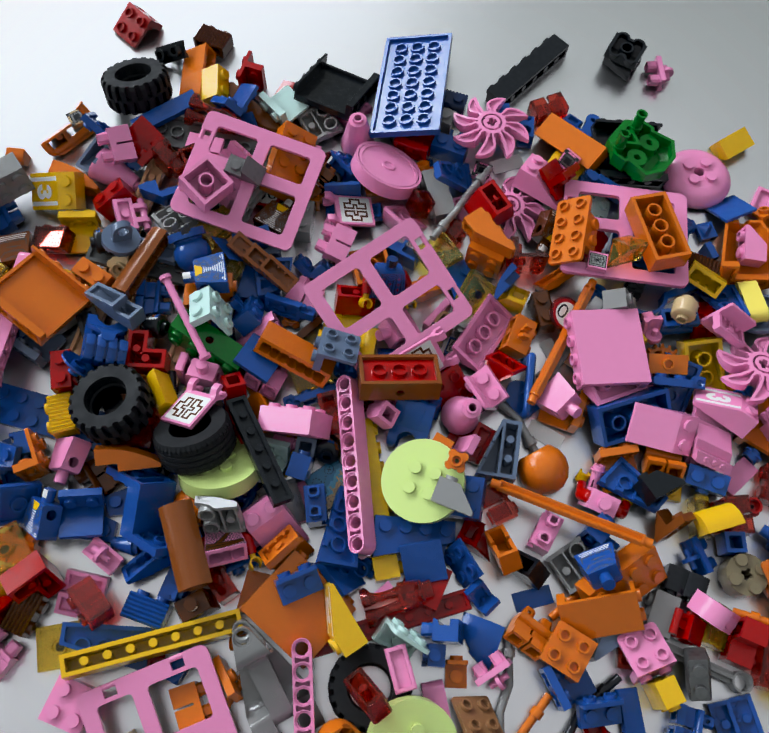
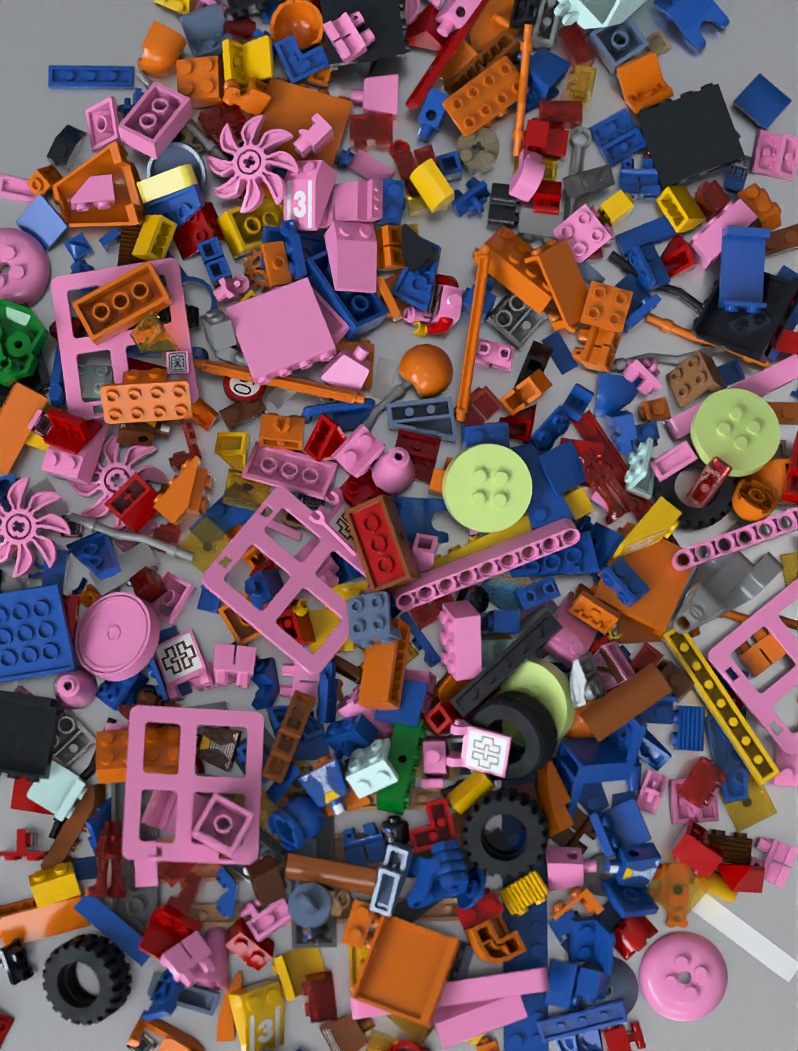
camera: 105 degrees left, 15 degrees up
(29, 374) = (493, 940): none -> orange brick
(153, 213) = (266, 880): none -> reddish brown brick
(166, 279) = (388, 791): bright pink bar -> none
(228, 678) = (727, 624): orange plate -> none
(240, 100) = (75, 843): blue bracket -> none
(245, 169) = (186, 791): flat silver slope -> none
(451, 495) = (501, 452): light grey slope -> none
(462, 457) = (459, 452): orange plate -> none
(467, 444) = (430, 456): bright pink tile -> none
(506, 280) = (232, 462): blue brick -> none
(600, 566) = (519, 291): blue torso -> none
(668, 524) = (448, 233): dark orange slope -> none
(684, 309) = (209, 256): tan head -> none
(729, 324) = (215, 205): bright pink bracket -> none

